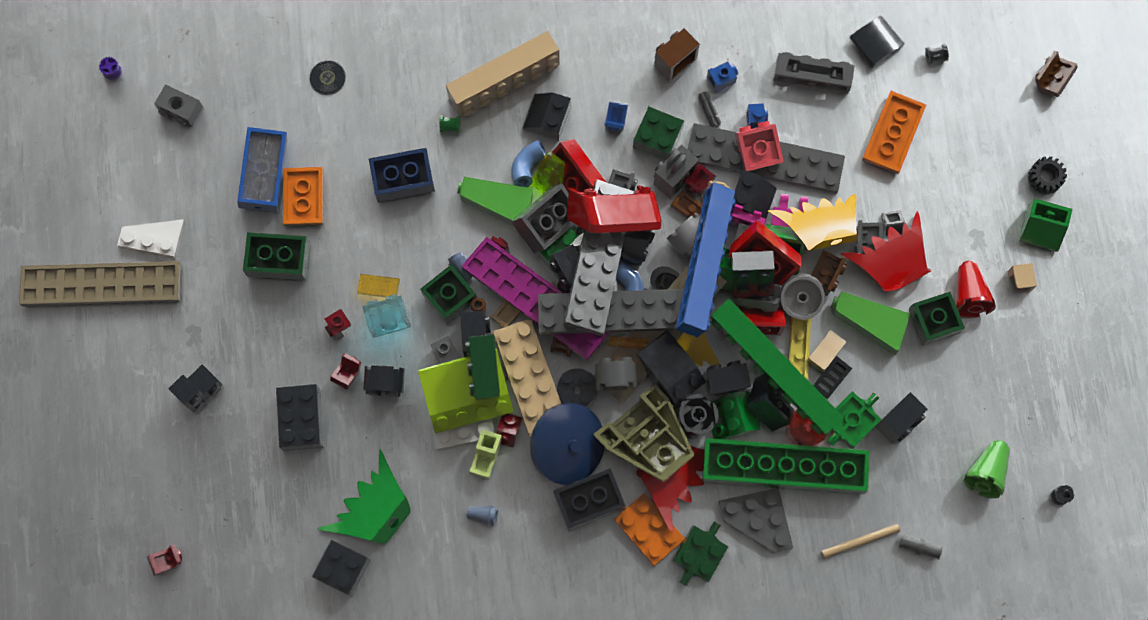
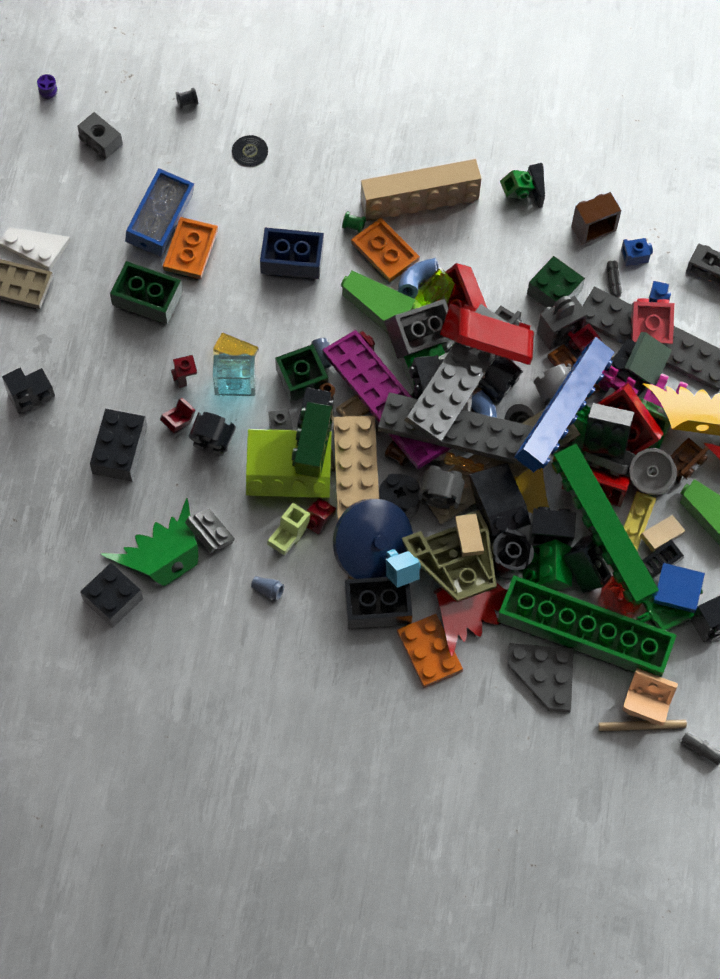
camera: 15 degrees right, 10 degrees down
(250, 41) = (187, 98): none -> black bush
(412, 476) = (209, 530): none -> dark grey plate
(462, 435) = (268, 506): white plate -> none
(487, 143) = (385, 249): none -> orange plate
(548, 114) = (453, 240): black slope -> none
(592, 41) = (517, 184): none -> green brick
(602, 465) = (402, 568): none -> medium azure brick
(609, 32) = (536, 172): none -> black slope
(616, 116) = (519, 258): blue bracket -> none
(654, 413) = (469, 535): none -> tan tile
(700, 553) = (474, 688): dark green plate -> none
(766, 185) = (648, 358): none -> sand green tile
(858, 401) = (679, 587): none -> blue tile
(860, 516) = (649, 697): none -> light nougat bracket

